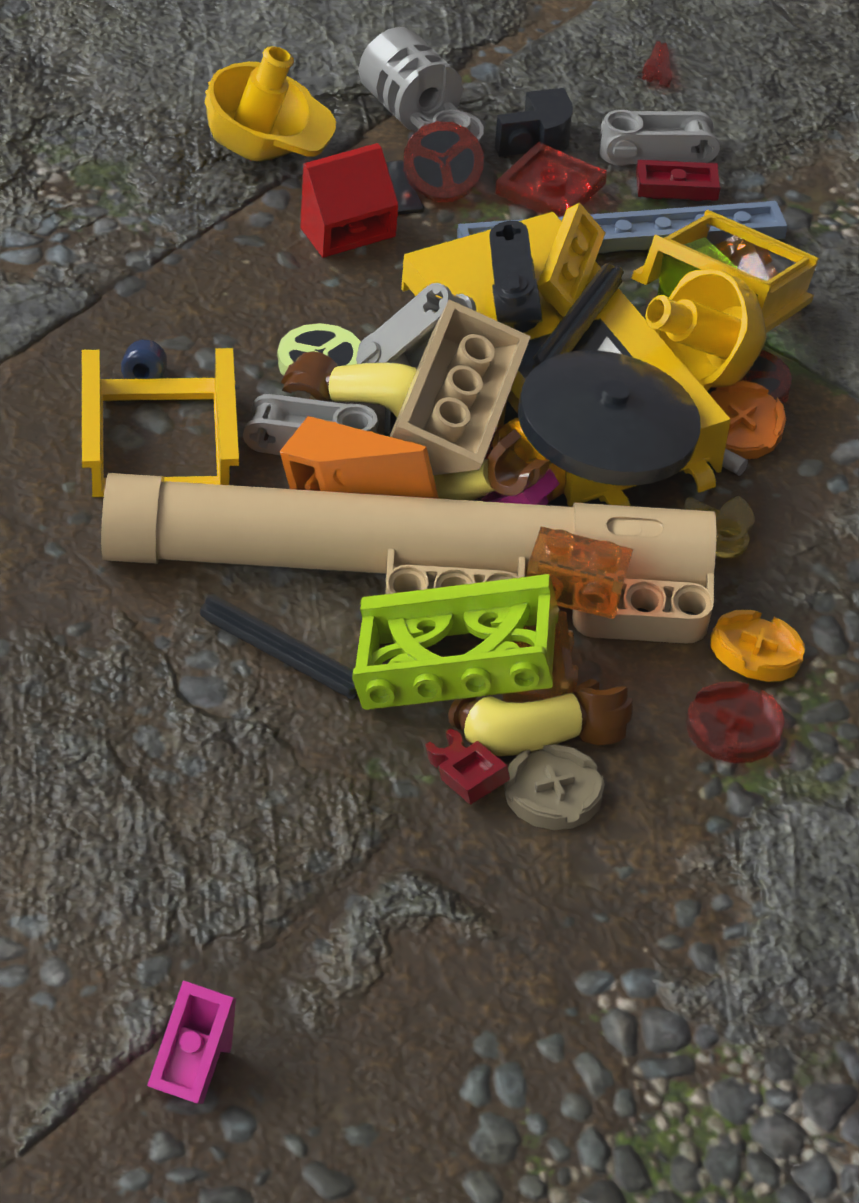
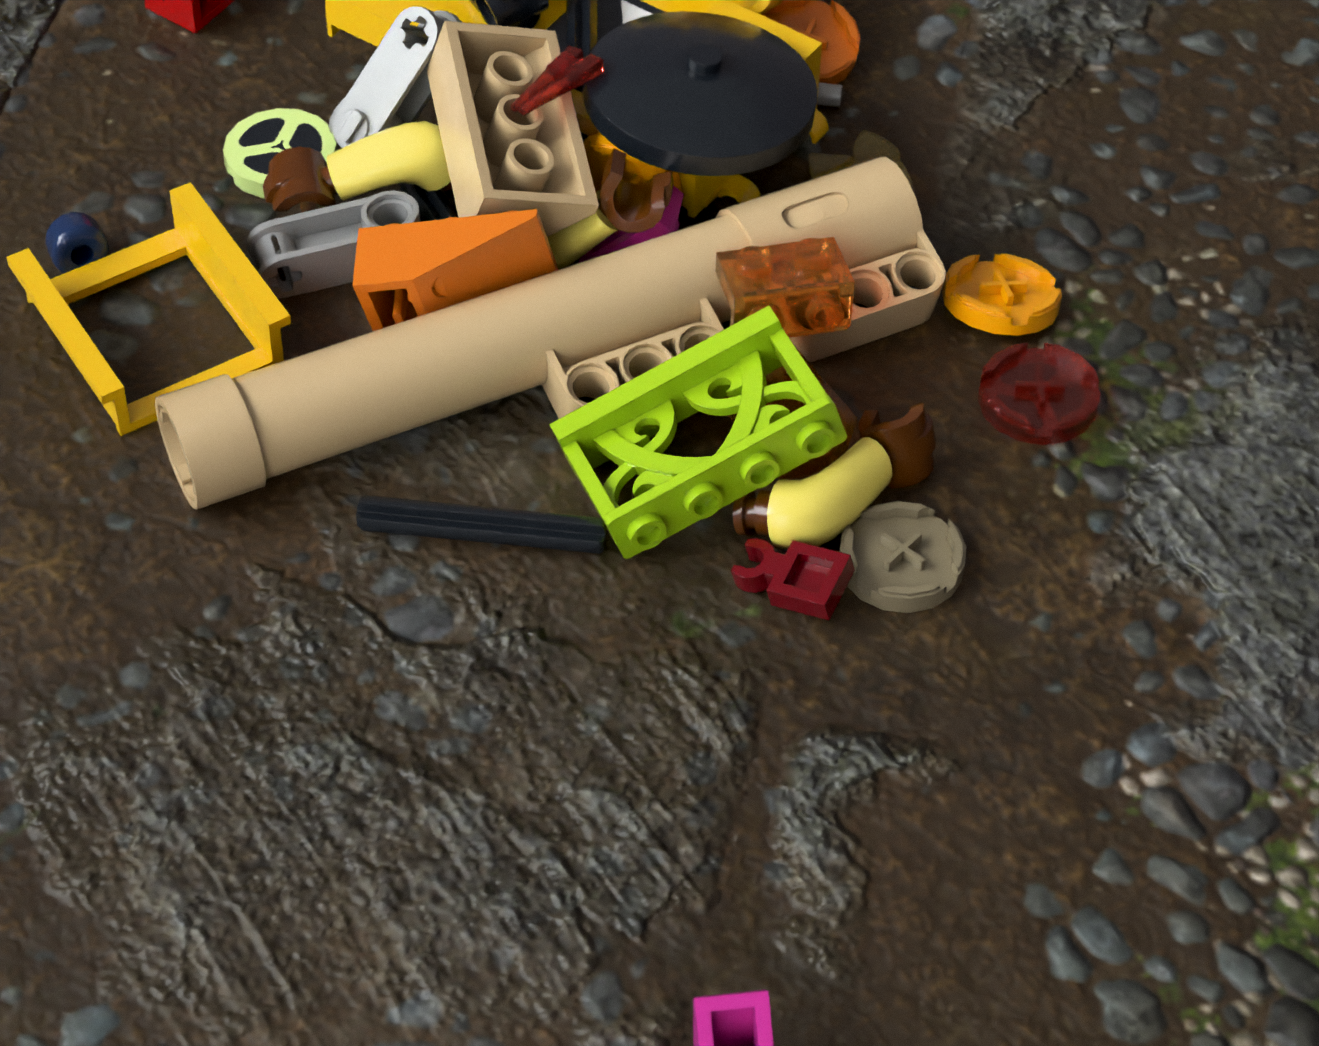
camera: 25 degrees left, 5 degrees up
(511, 366) = (561, 76): none -> clear red piece

